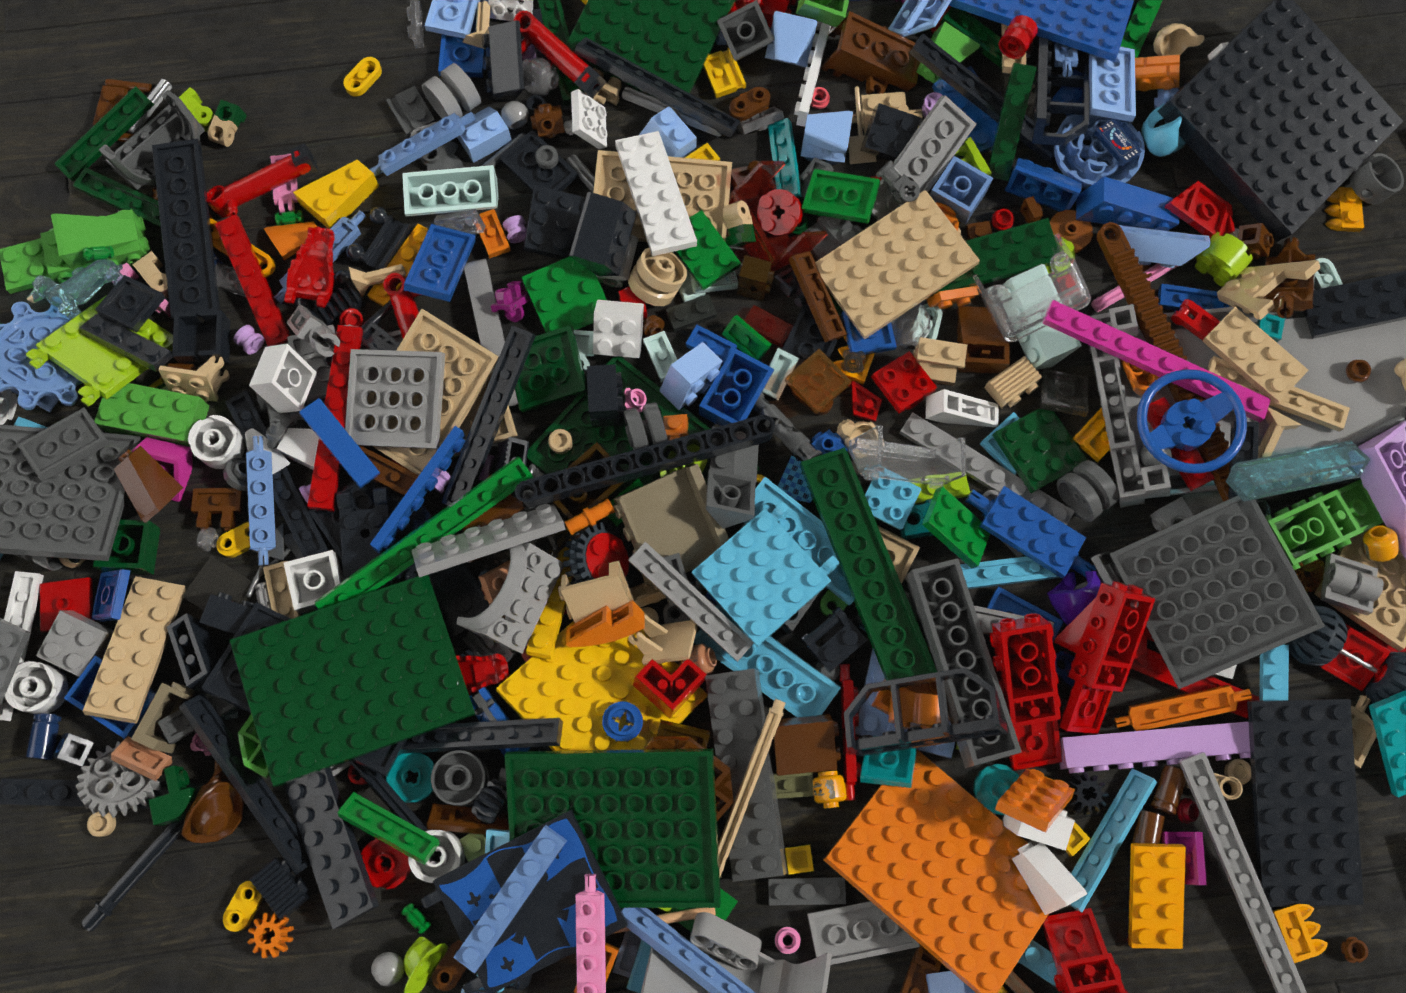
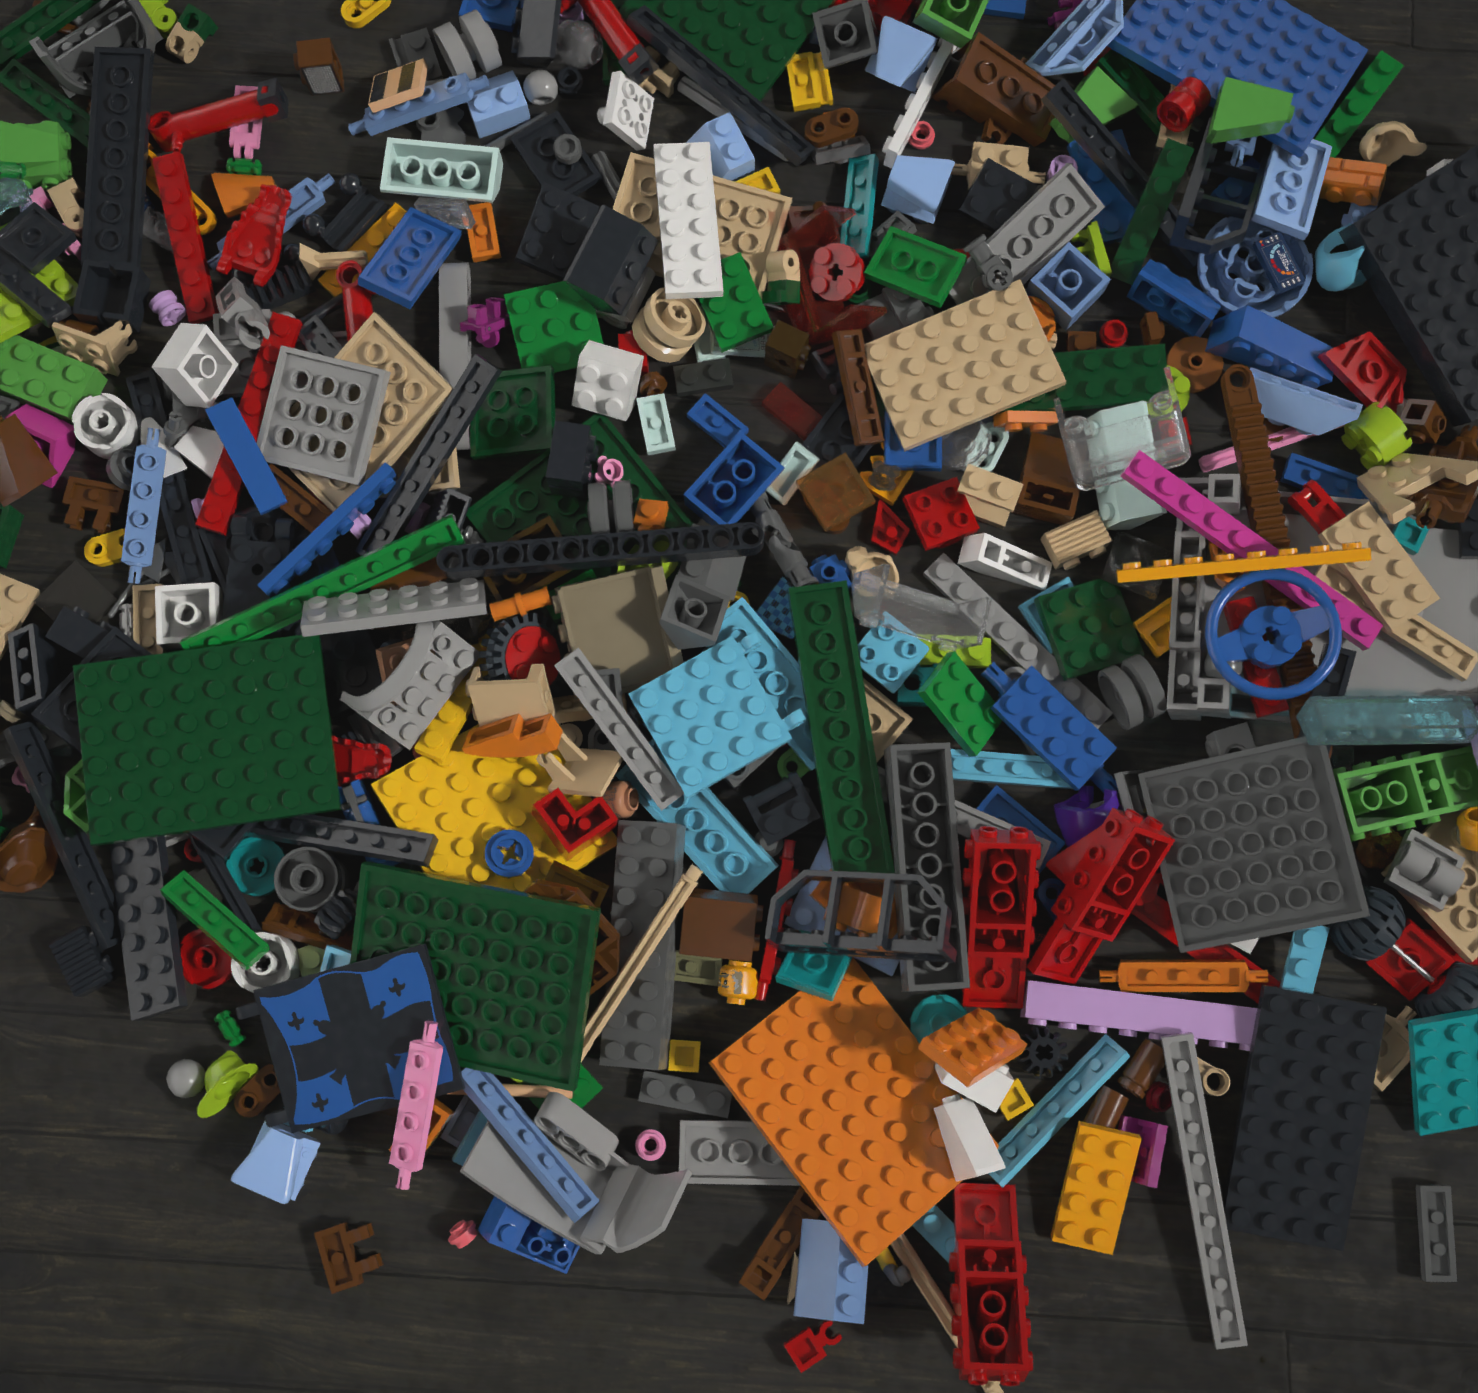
camera: 15 degrees right, 5 degrees up
(207, 539) = (75, 539): clear plate -> none
(243, 906) = (37, 973): yellow plate -> none
(276, 943) = (67, 1022): orange gear -> none
(335, 129) = (319, 66): none -> reddish brown brick
(337, 193) = (307, 146): yellow wedge -> none
(352, 317) = (294, 304): red plate -> none
(402, 132) = (398, 85): none -> light nougat tile
(510, 899) = (336, 1029): medium blue plate -> none
(515, 228) = (511, 231): lavender wheel -> none
(553, 125) = (579, 102): reddish brown brick -> none
(560, 441) = (510, 504): tan tile -> none
(585, 345) = (563, 393): light aqua plate -> none
(691, 376) = (681, 456): light blue brick -> none
(746, 338) = (762, 422): green plate -> none
(855, 142) = (952, 201): tan piece -> none
(1069, 32) = (1248, 111): none -> bright green slope
(1163, 368) = (1255, 561): none -> light orange plate
(1239, 769) = (1233, 1063): tan tile -> none
(1277, 423) = (1385, 657): tan piece -> none
(1299, 933) = (1254, 1266): light orange plate -> none
(1361, 950) = (1326, 1301): reddish brown plate -> none

